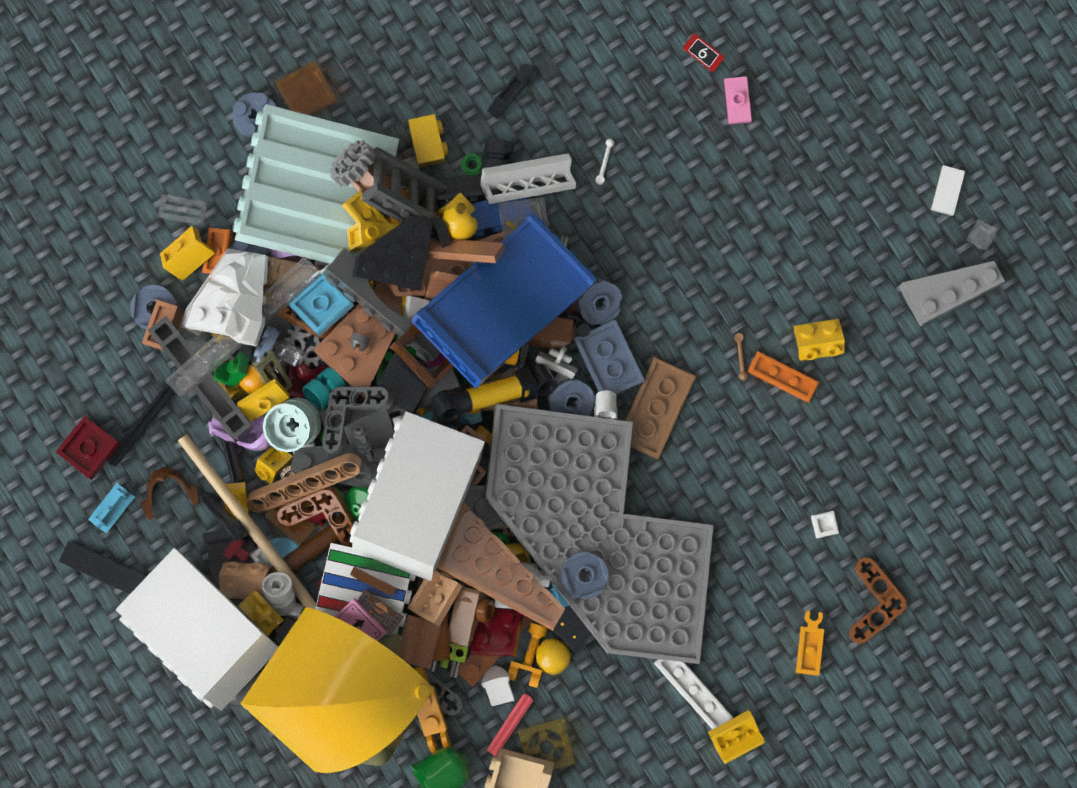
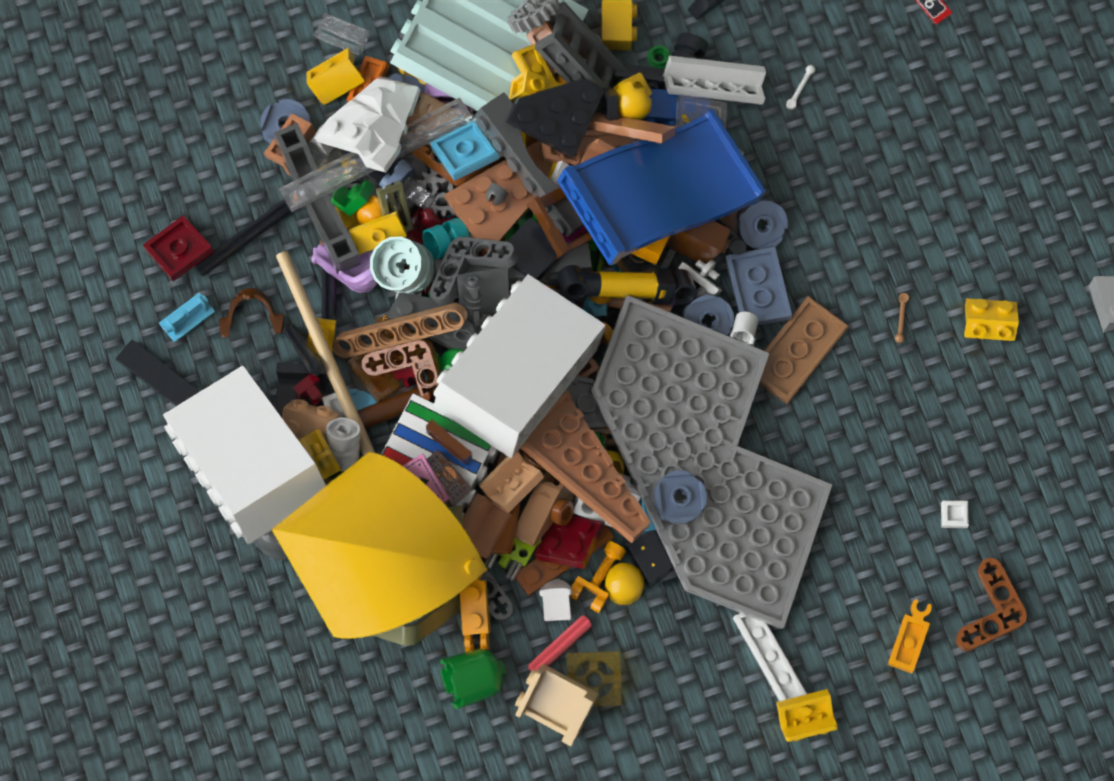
camera: 15 degrees right, 10 degrees down
(271, 463) = (369, 308): yellow bracket -> none
(737, 100) = (956, 57): bright pink plate -> none
(783, 377) = (942, 349): orange tile -> none

